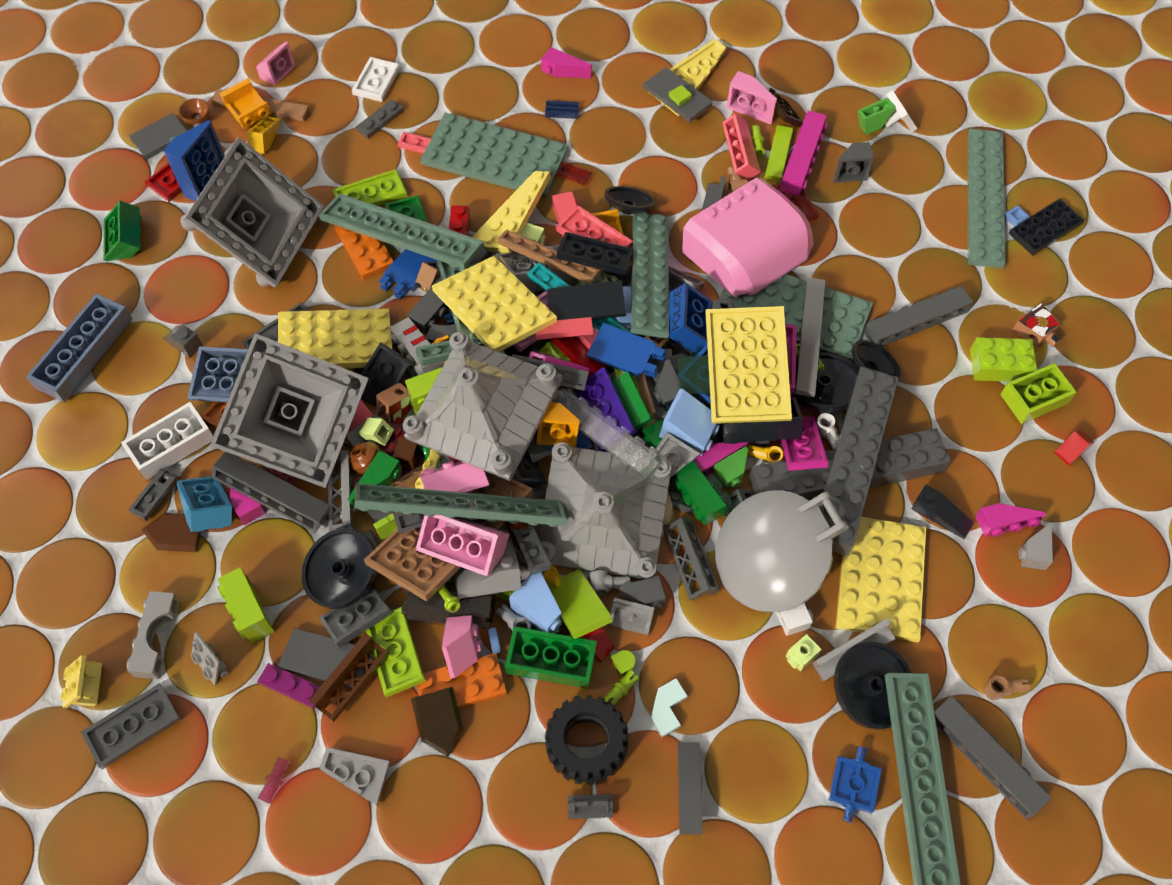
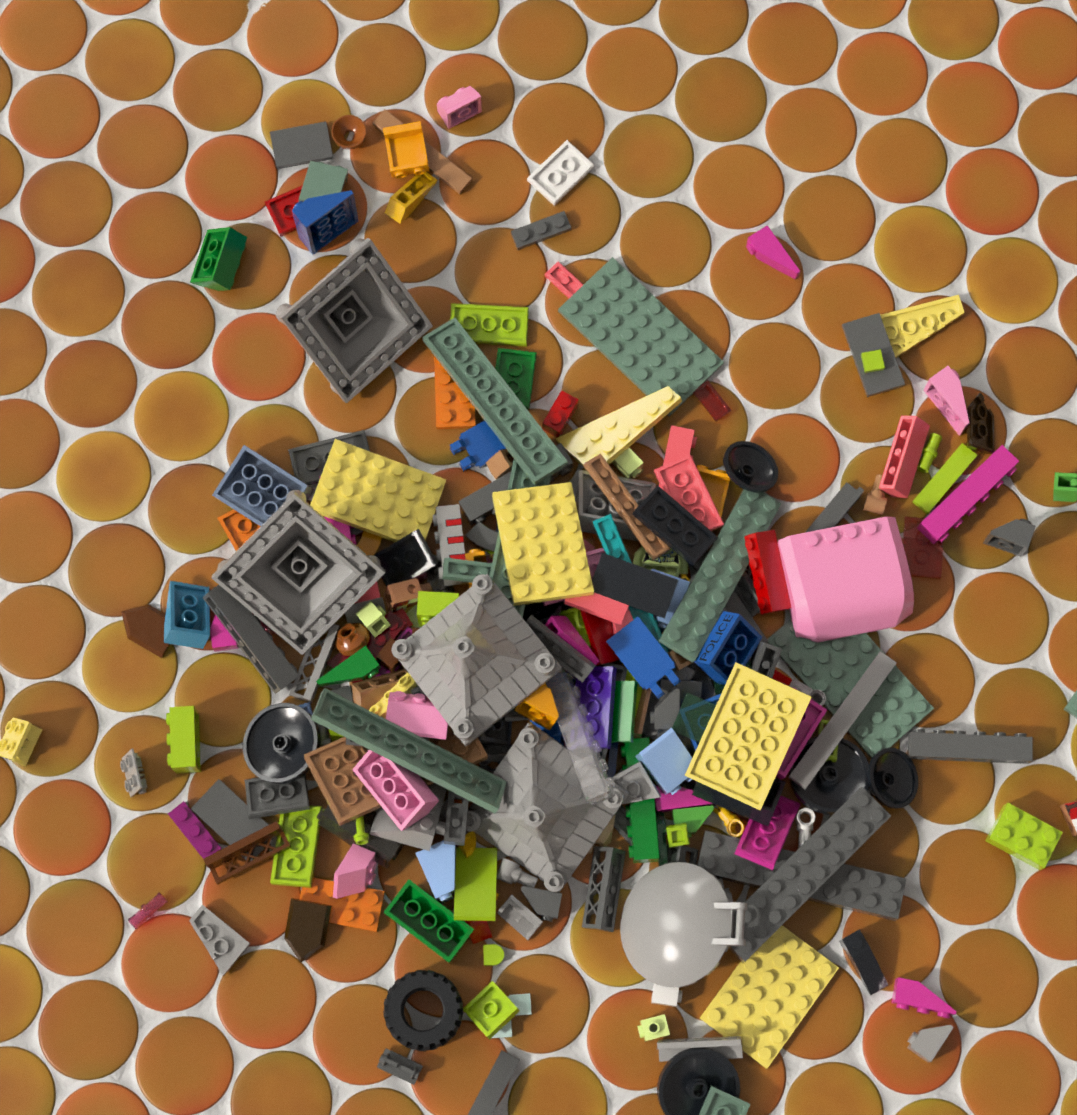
camera: 25 degrees right, 15 degrees up
(79, 348) = (132, 385): sand blue brick -> none
(130, 726) = (47, 801): dark grey plate -> none
(153, 494) = (145, 581): dark grey plate -> none
(158, 610) = (108, 703): light grey arch -> none
(167, 440) = (178, 532): white brick -> none
(183, 340) = (232, 419): dark grey slope -> none
(494, 640) = (387, 880): medium blue tile -> none
(511, 618) = (413, 868): light grey pin -> none
(561, 109) = (758, 311): dark blue tile -> none
(620, 688) = (476, 979): lime pin -> none
(649, 708) = (491, 1010): none -> lime plate
(687, 257) = (767, 572): none -> red brick
(730, 481) = (677, 835): none -> lime tile
(1038, 393) = (1033, 890): lime brick -> none
(1074, 447) = (1036, 959): slope -> none

